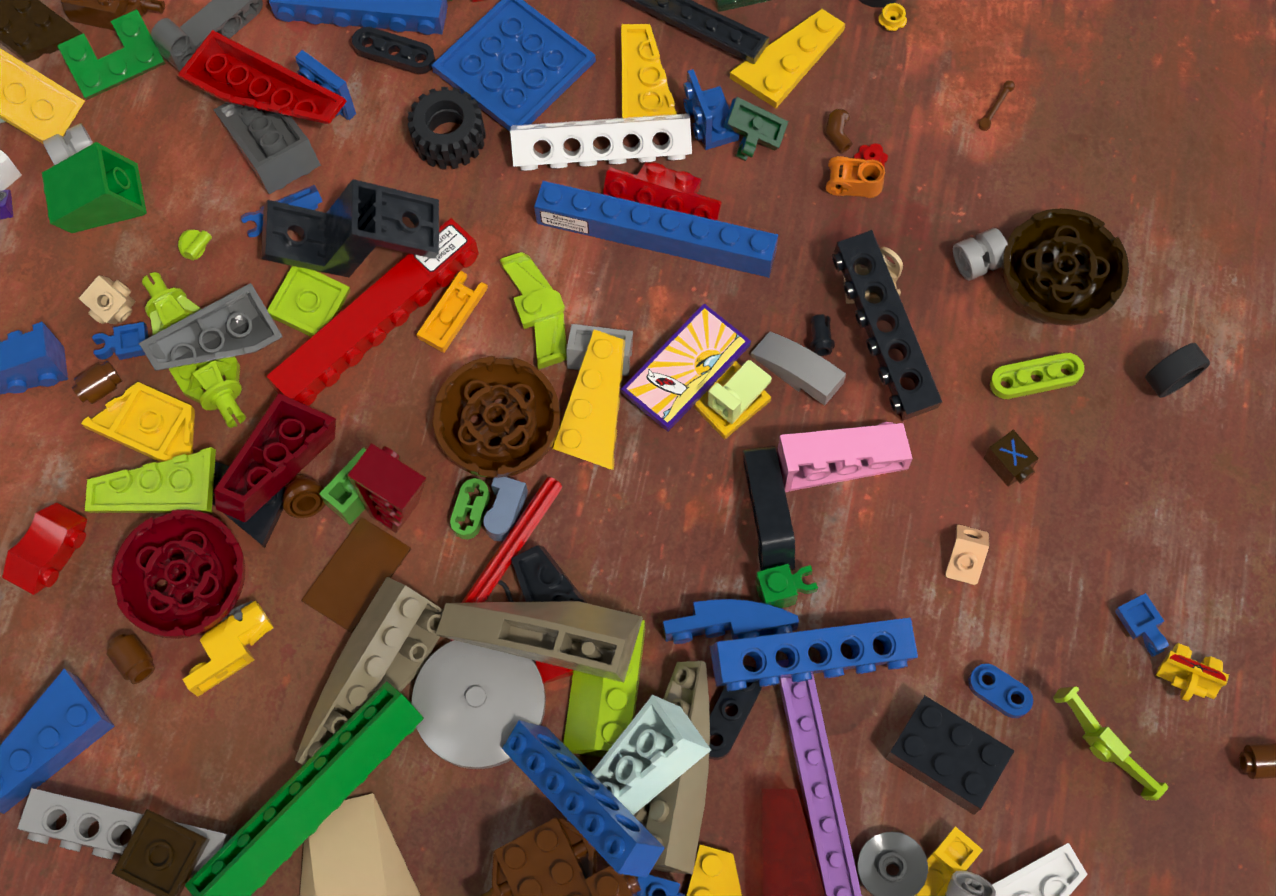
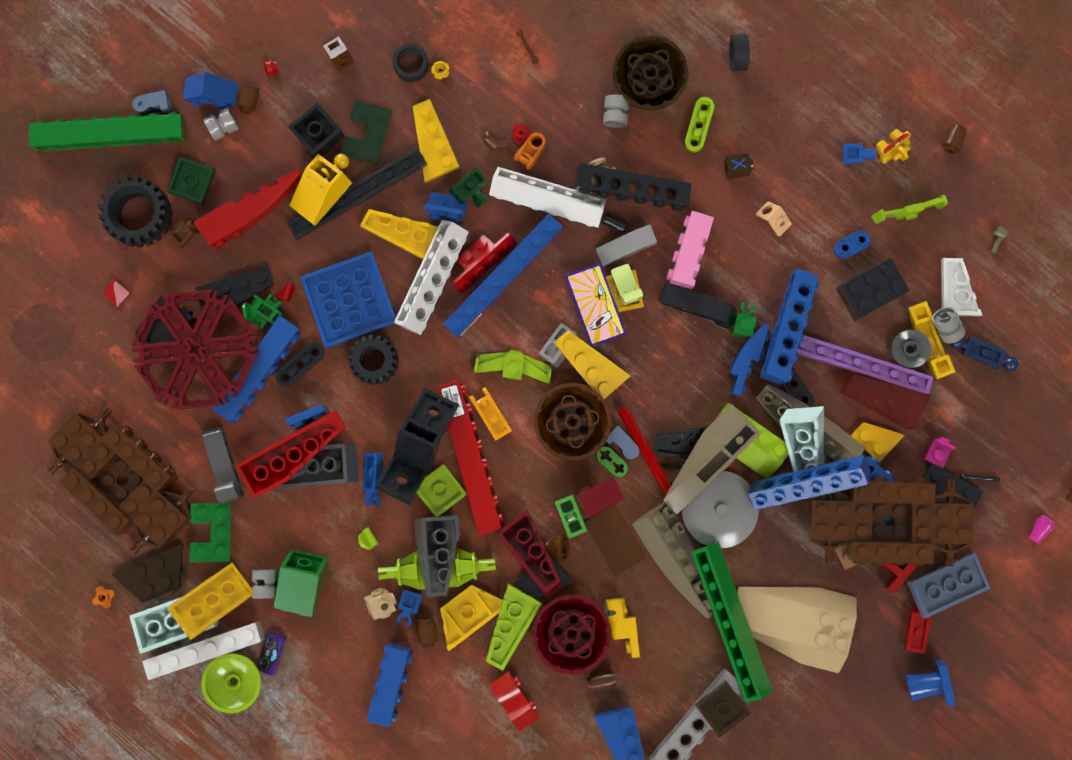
camera: 65 degrees left, 15 degrees up
(802, 227) = (547, 197): none -> white brick

